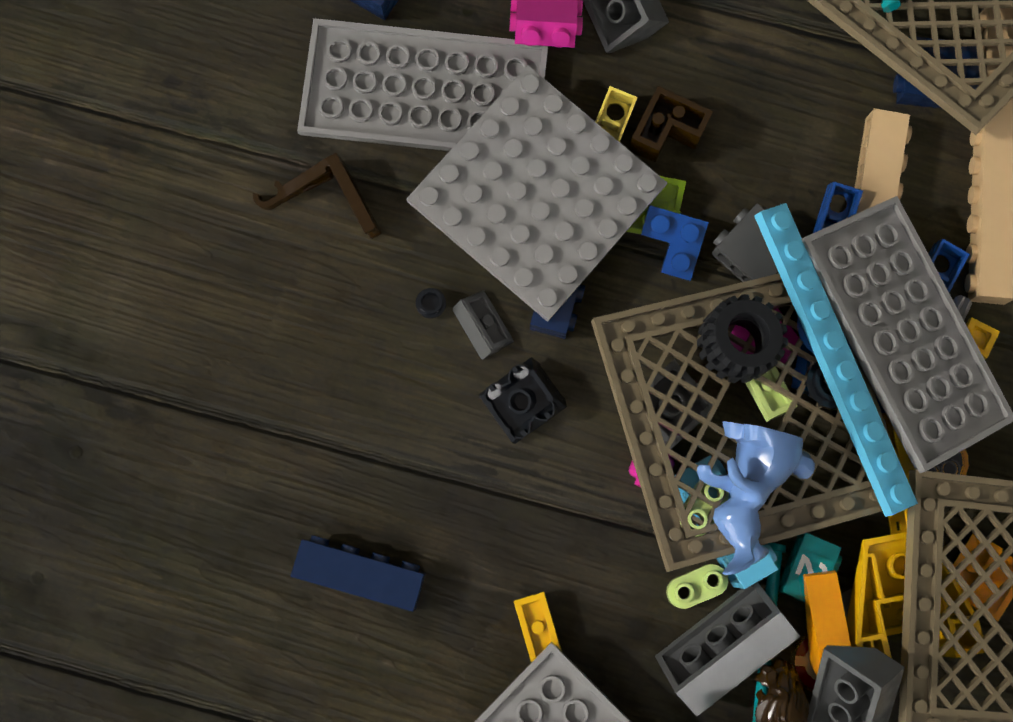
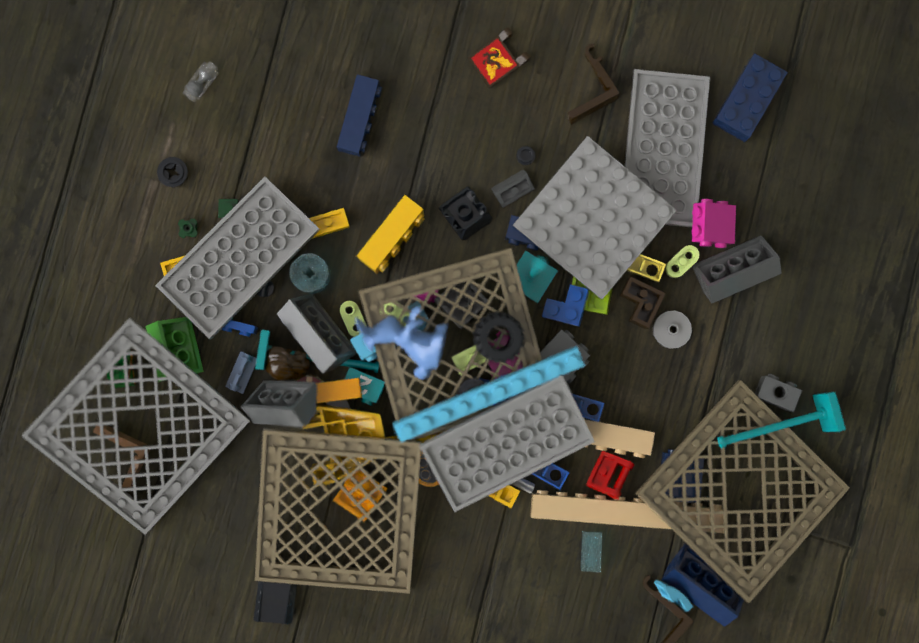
camera: 85 degrees right, 5 degrees up
(274, 349) = (495, 60): none -> flag
(564, 521) = (391, 234): none -> yellow brick
(604, 66) = (682, 262): none -> yellowish green plate
(627, 285) = (534, 276): none -> teal tile
(638, 672) = (303, 265): none -> clear light blue brick
(708, 67) = (662, 332): none -> light grey plate
(938, 188) = (604, 471): none -> red plate

